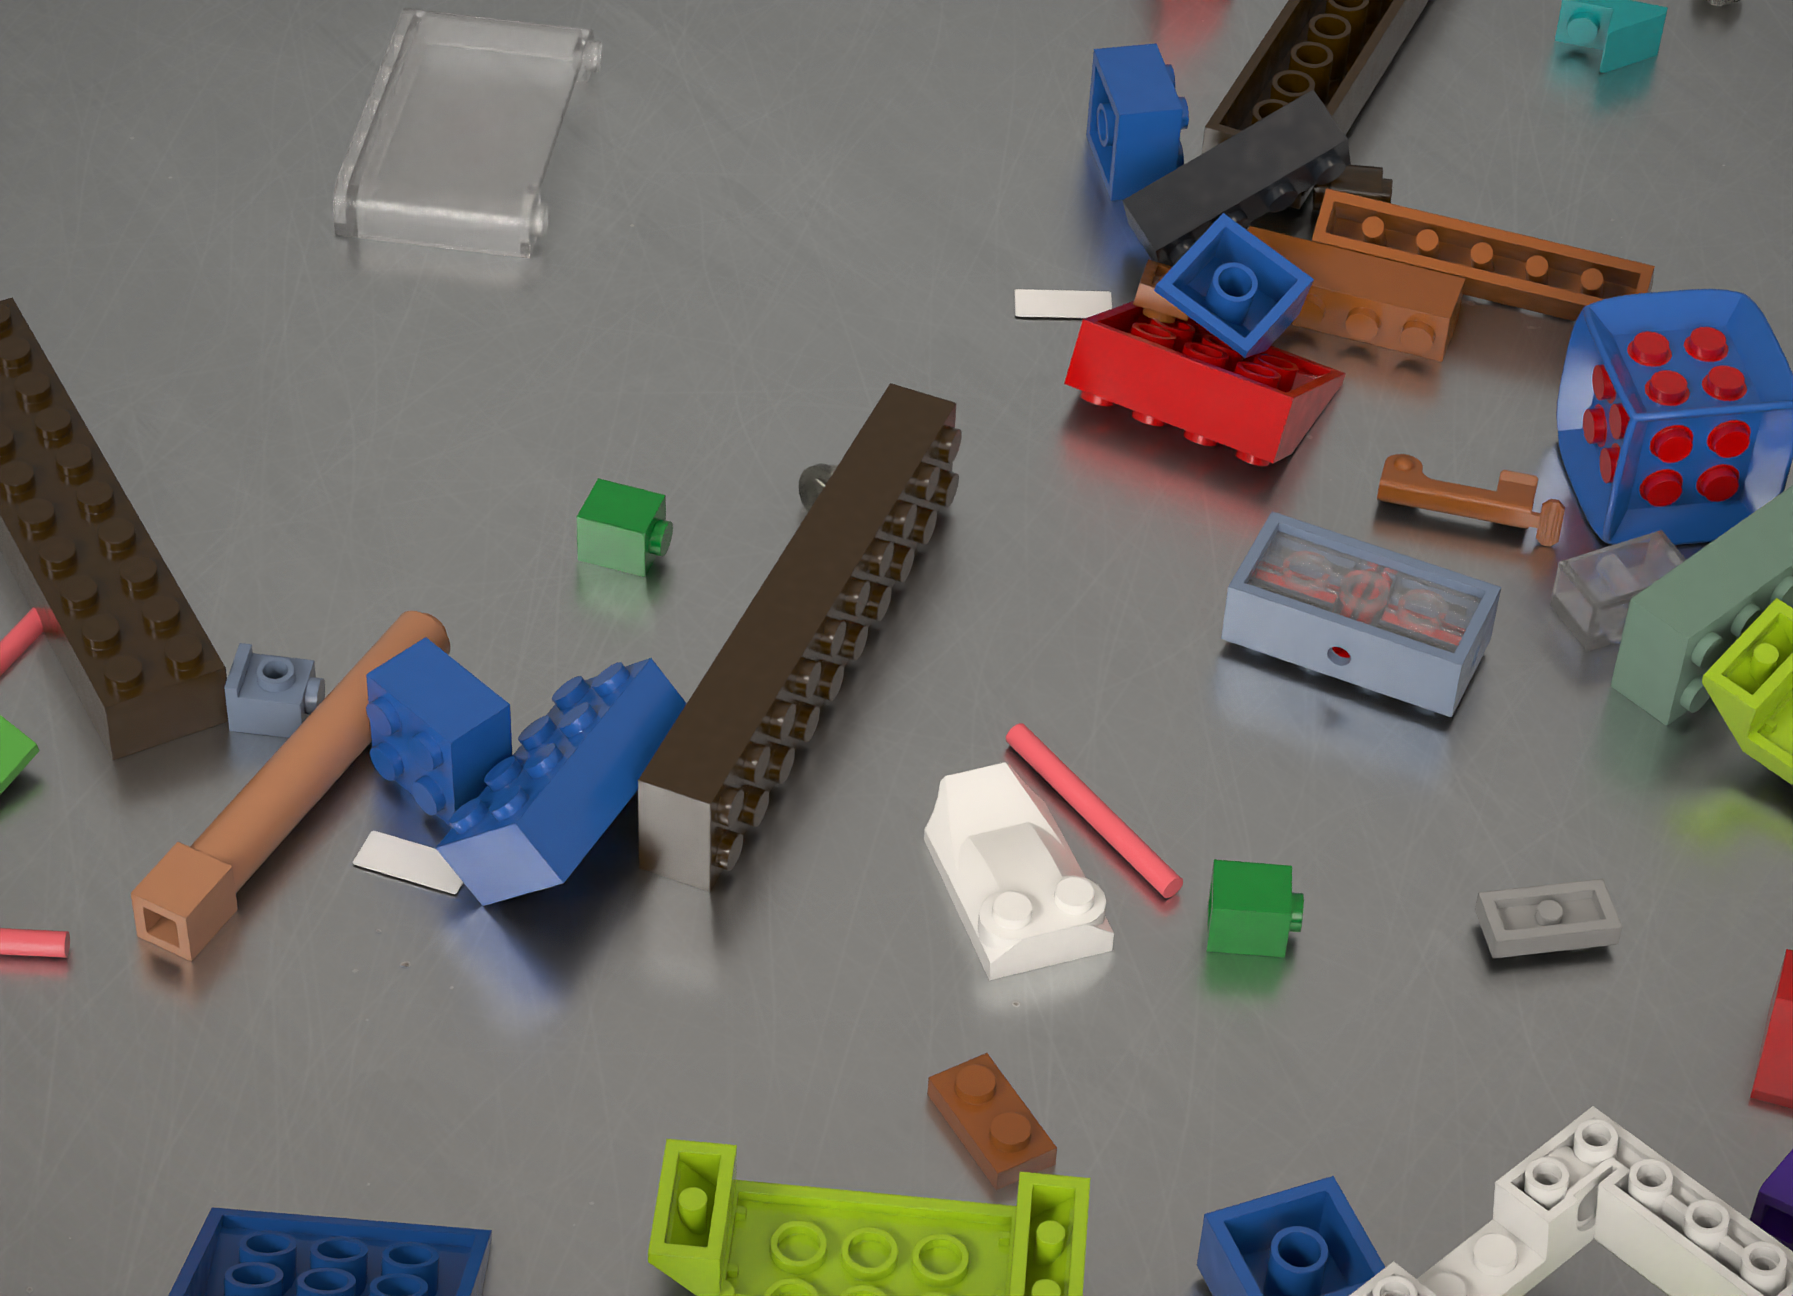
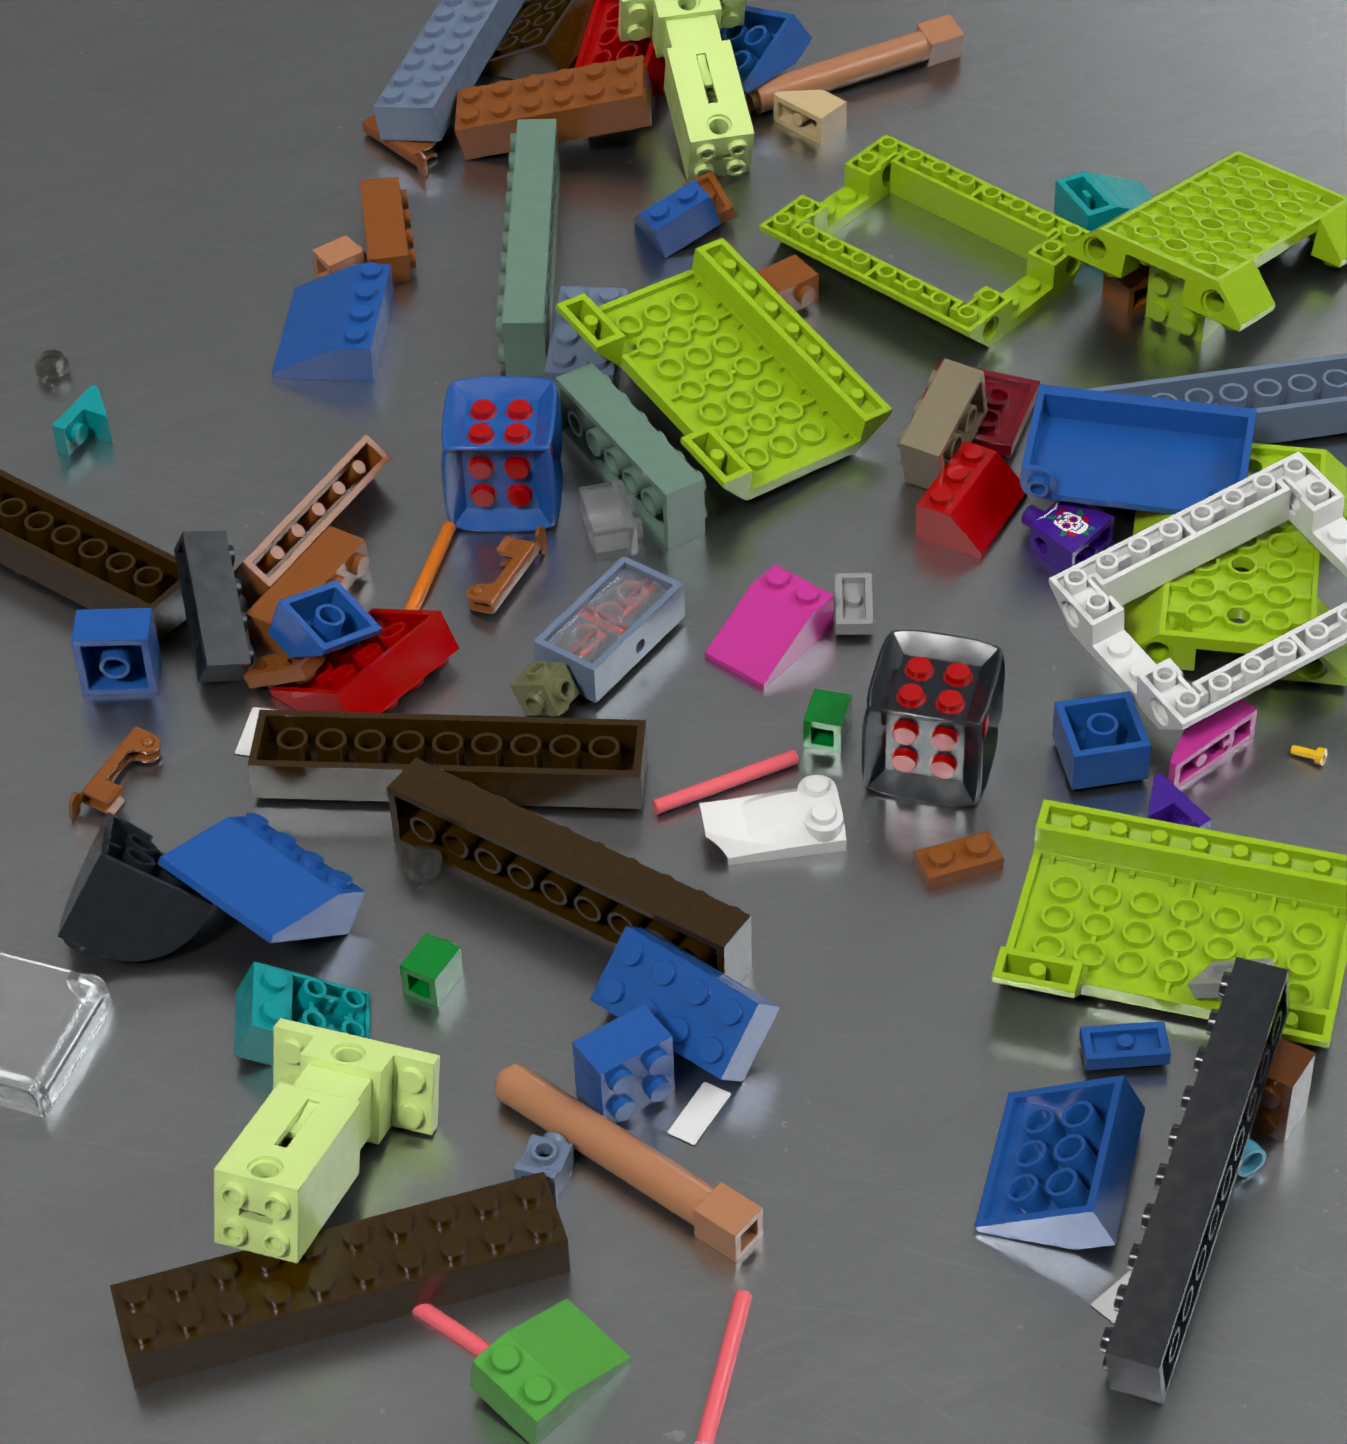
camera: 75 degrees left, 0 degrees up
(224, 411) = (309, 1132): none -> yellowish green brick
(511, 413) = (278, 993): none -> teal slope
(685, 200) = (126, 901): none -> black brick
(716, 318) = (266, 880): none -> blue slope
(892, 168) = (101, 791): none -> dark orange piece
(1030, 491) = (509, 756): none -> dark brown brick
(1211, 543) = (545, 689): none -> olive brick
(1238, 1006) = (933, 717): none -> black piece
(1439, 418) = (431, 566): none -> orange bar
(1449, 817) = (772, 627): none -> dark pink slope

